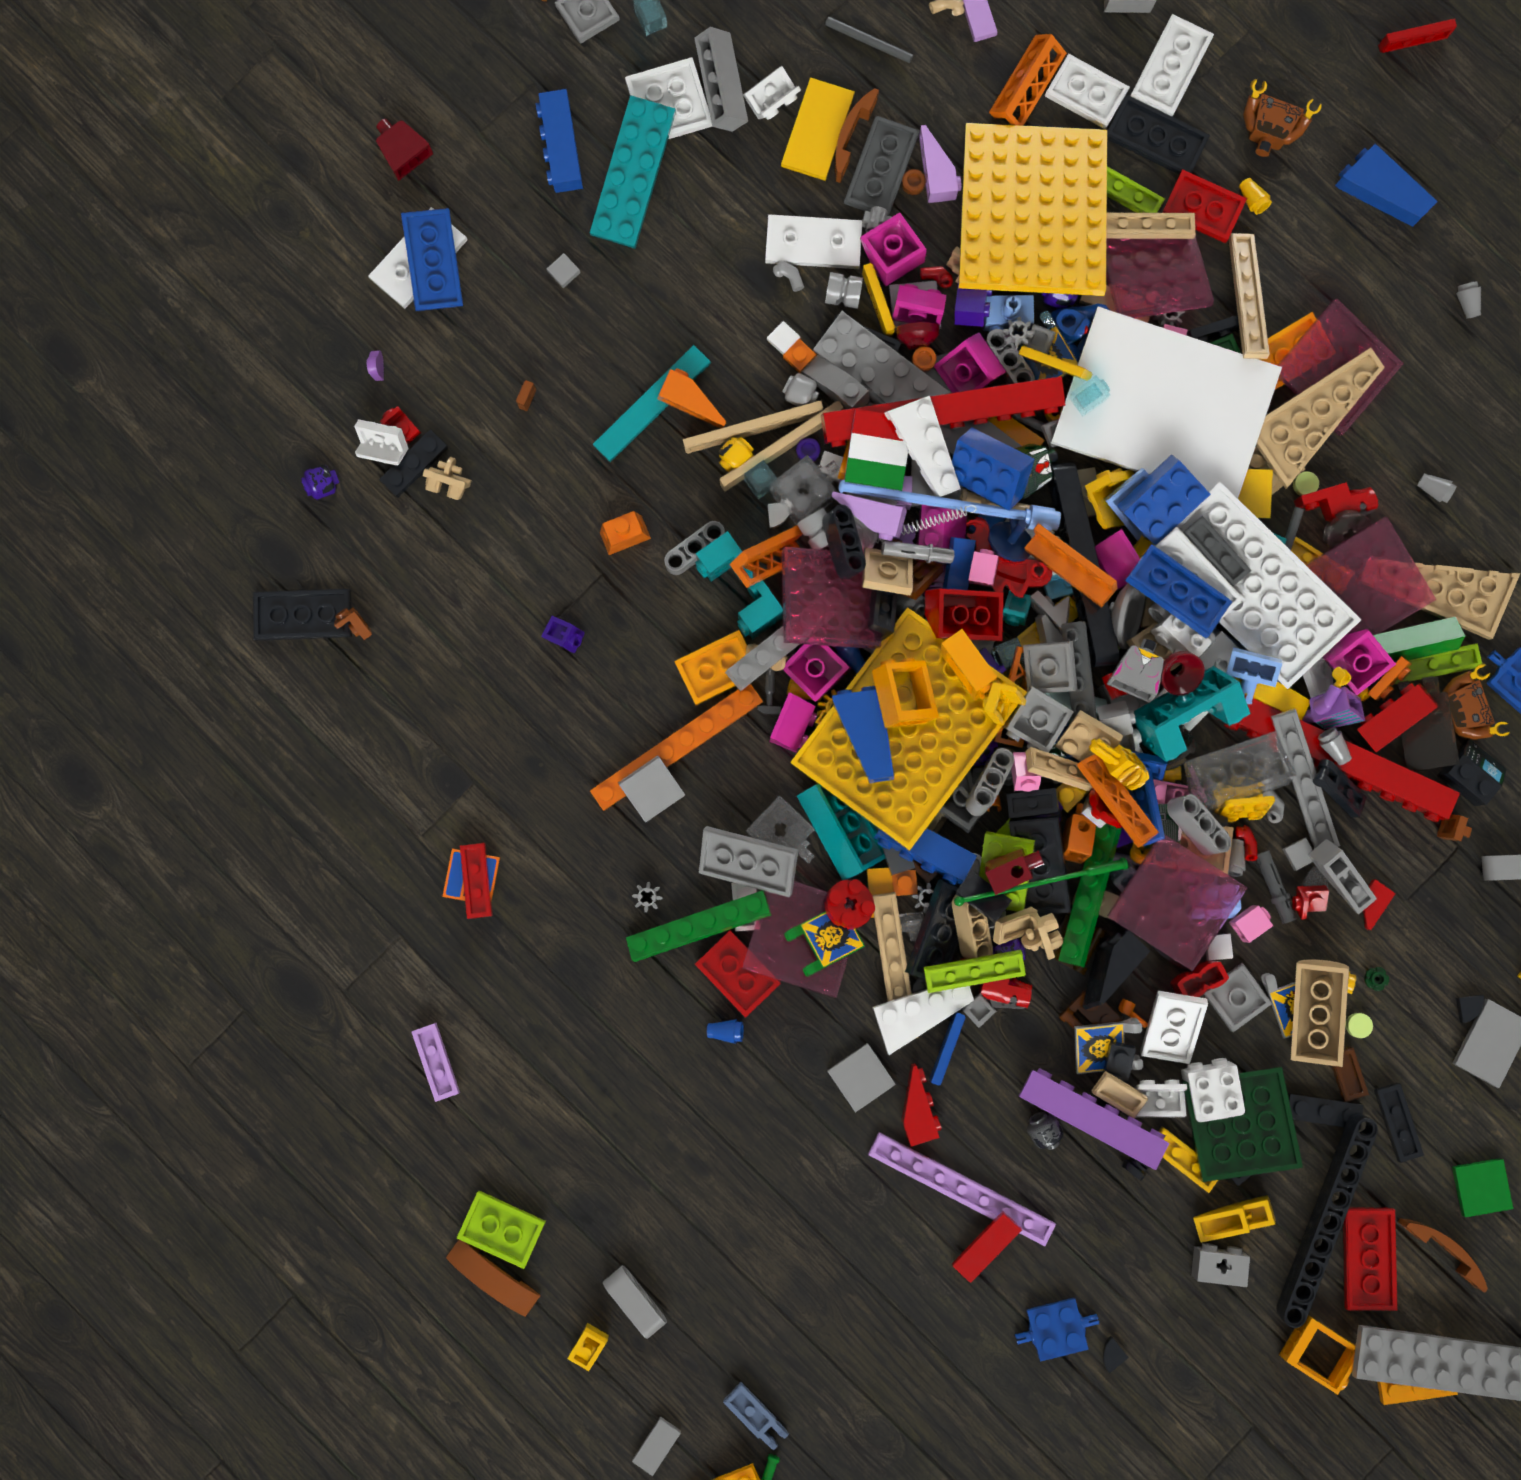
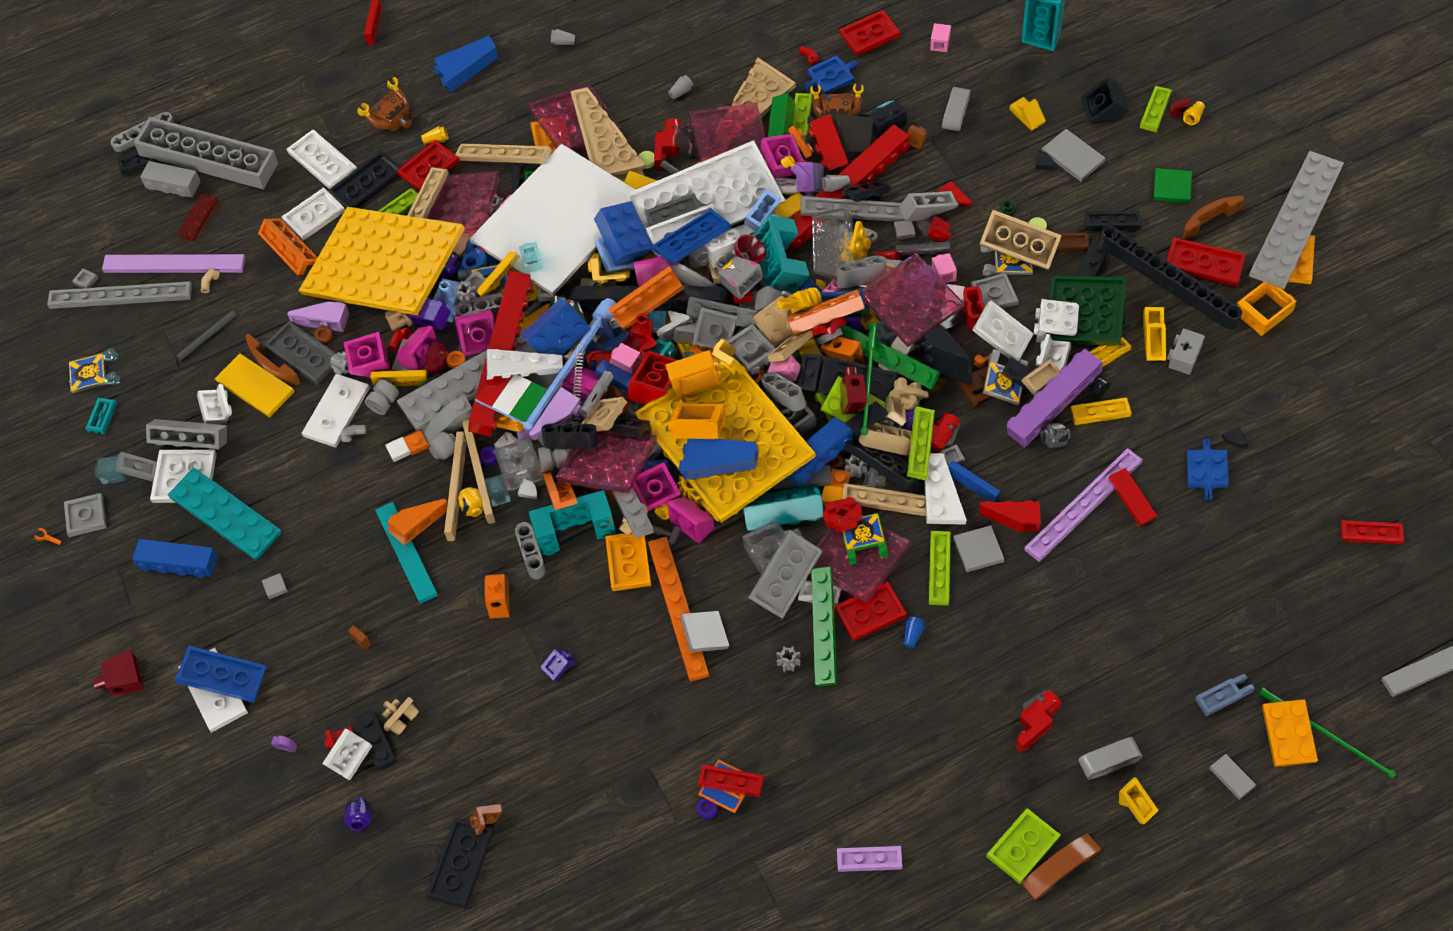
camera: 65 degrees left, 25 degrees down
(440, 862) = (706, 809): none -> dark purple tile
(658, 1203) = (1036, 718): none -> red plate
(659, 40) = (136, 466): none -> light grey plate
(822, 1037) = (939, 568): none -> lime tile
(1101, 1177) = (1100, 411): none -> yellow tile

